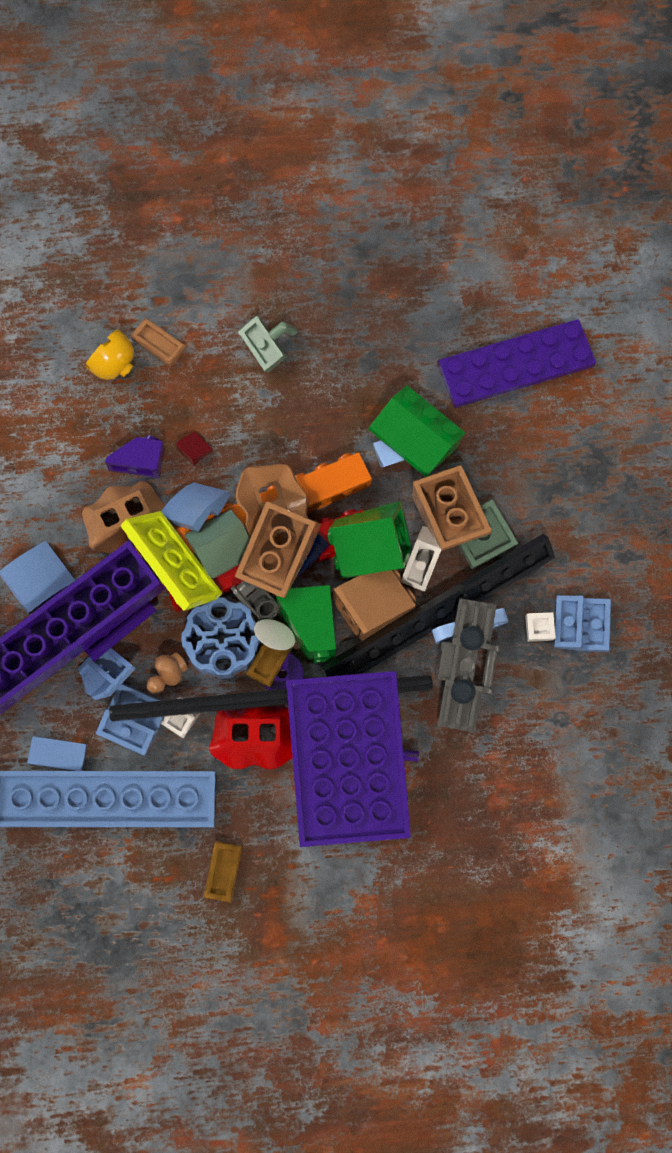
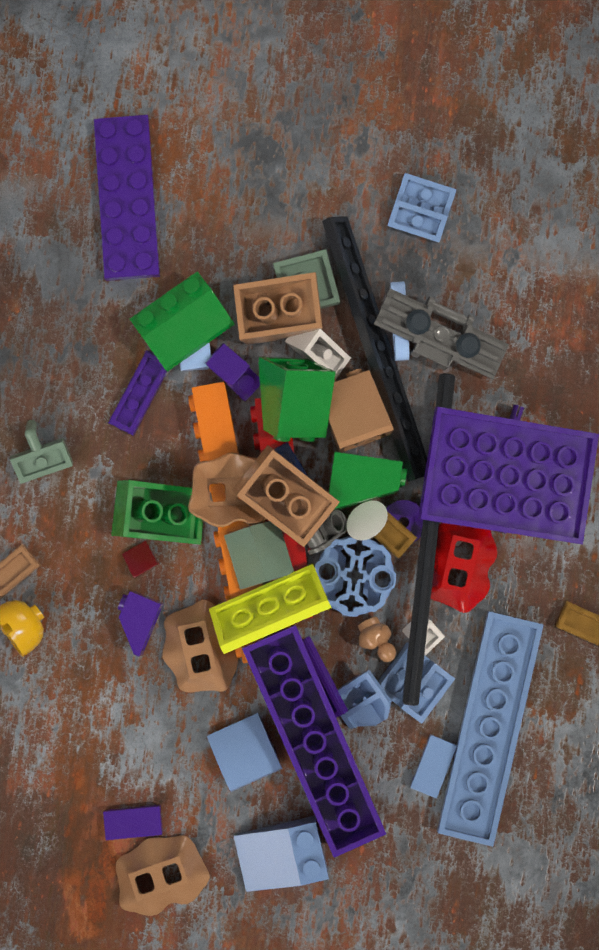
camera: 65 degrees left, 10 degrees up
(194, 504) = (209, 572): medium blue slope -> none
(237, 445) = (155, 513): none -> green slope
(340, 413) = (139, 394): none -> dark purple tile
(383, 485) = (233, 372): none -> dark purple slope
(540, 626) = (416, 251): white plate -> none

